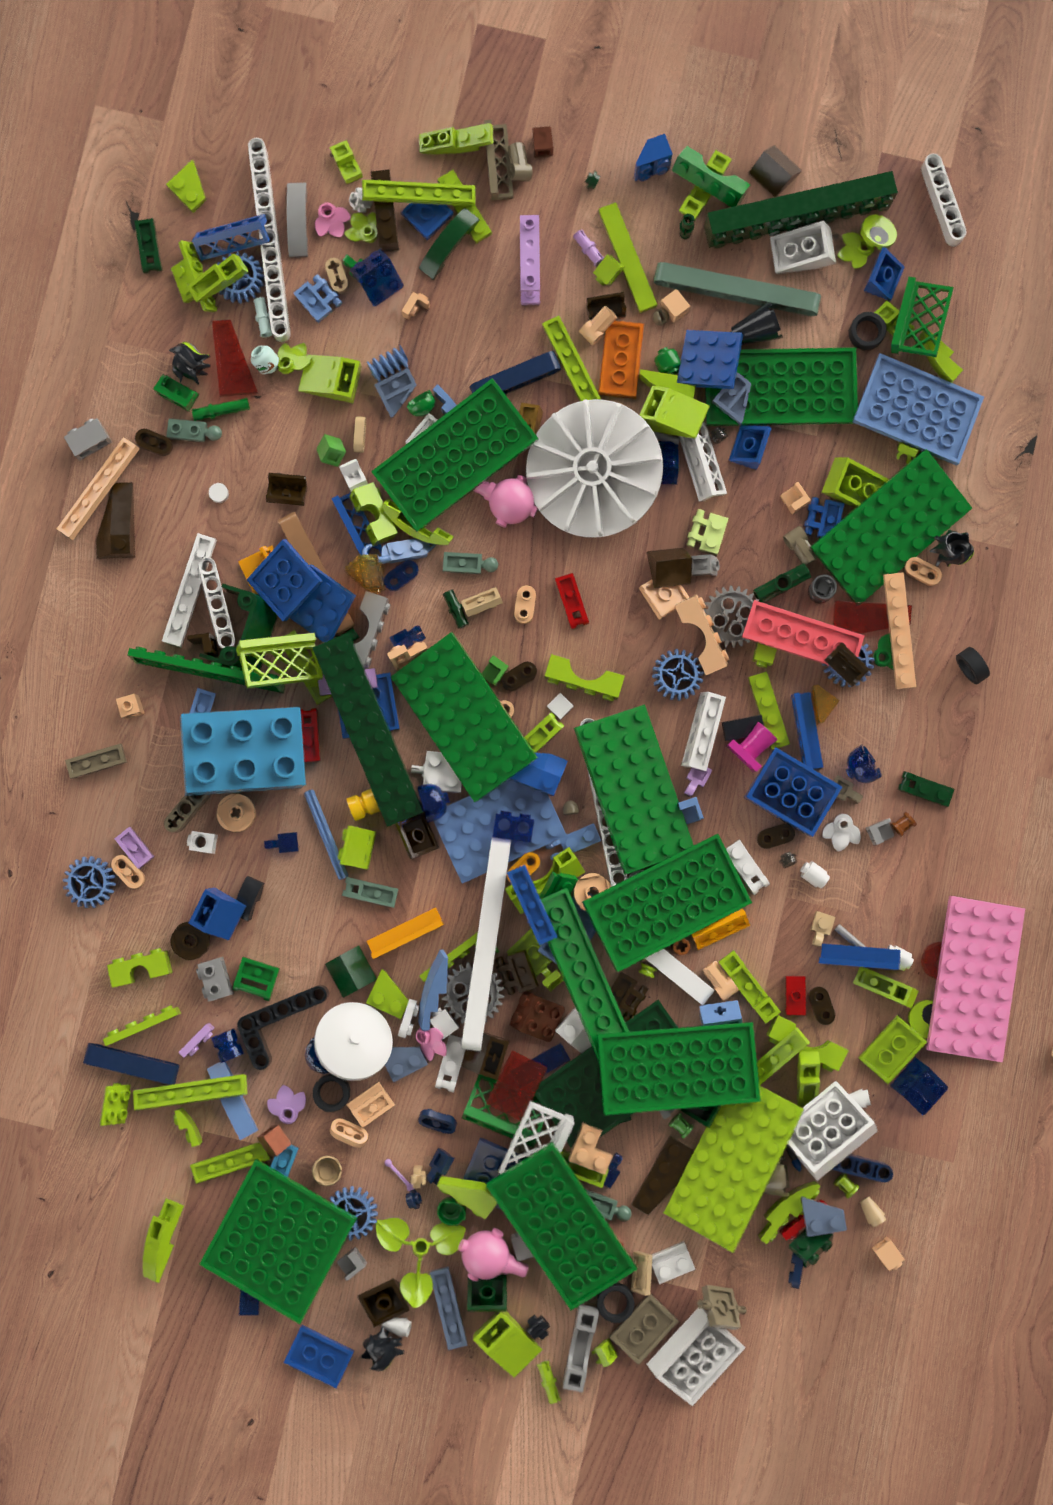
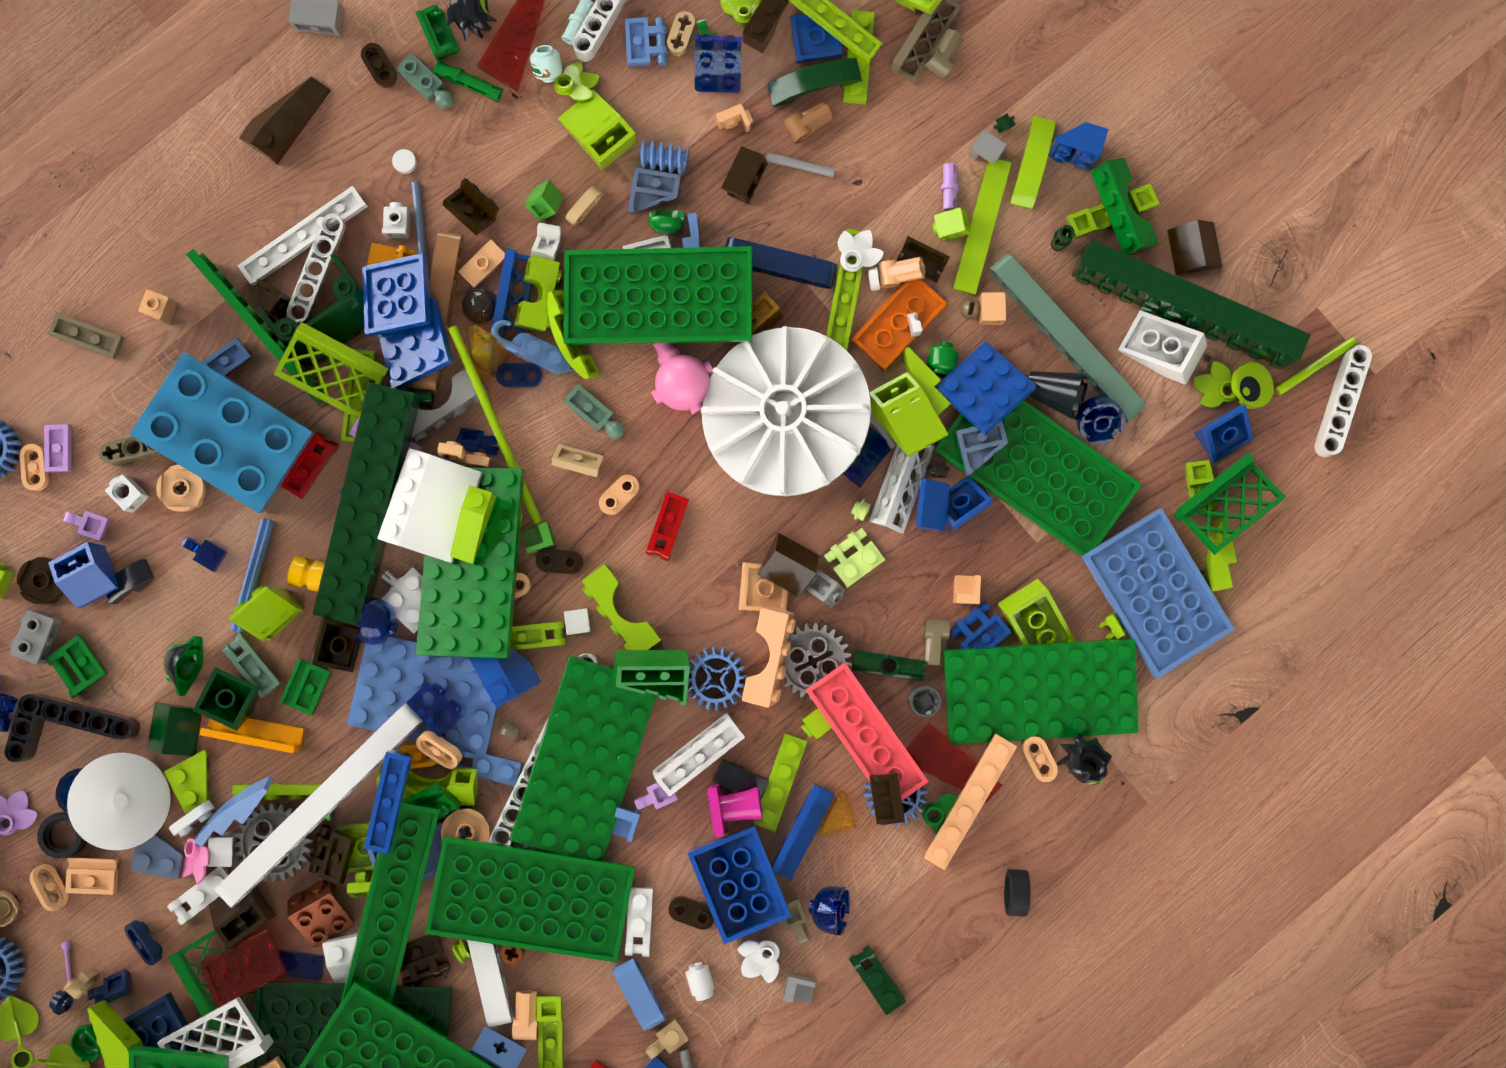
camera: 35 degrees right, 0 degrees up
(98, 488) = (290, 71): light nougat plate -> none
(194, 880) = (89, 525): none -> lavender plate
(246, 541) = (399, 229): none -> white brick
(256, 522) = (419, 218): none -> sand blue bar
(321, 521) = (482, 264): none -> light nougat plate
(325, 924) = (183, 664): none -> green hat
(340, 549) = (479, 305): none -> clear smoke hair
(372, 923) = (227, 699): none -> dark green slope
(404, 613) = (492, 418): none -> lime piece
(411, 699) = (427, 504): none -> white slope
(416, 879) = (305, 687): none -> green plate
(448, 689) = (472, 523): none -> lime slope
(449, 337) = (745, 174): none -> dark brown hinge
(455, 609) = (547, 448): dark green pin -> none
(462, 277) = (803, 125): none -> medium nougat piece
(480, 304) = (801, 165): none -> light grey bar
(530, 259) = (879, 156): lavender fence -> none
(535, 852) = (439, 749): none -> light nougat plate
(542, 141) = (983, 49): copper panel -> none
(561, 330) = (859, 248): none -> white plate
(584, 342) = (874, 278): none -> white tile
(593, 203) = (987, 147): none -> light grey panel
(630, 192) = (1033, 162): none -> lime slope
(635, 353) = (914, 324): none -> white tile
(637, 697) = (653, 672): none -> green wedge
(688, 498) = (860, 510): none -> yellowish green plate
(721, 929) = (566, 965): light orange plate -> none
(733, 460) = (932, 505): none -> blue slope
(782, 912) = (639, 994): none -> medium blue beam
(788, 859) = (685, 946): clear smoke plate -> none
(798, 325) = (1100, 419): none -> clear blue cylinder
(872, 317) = (1177, 461): black tyre -> none
(903, 824) = (828, 998): dark orange bush -> none
(909, 190) = (1315, 366): none -> lime bar

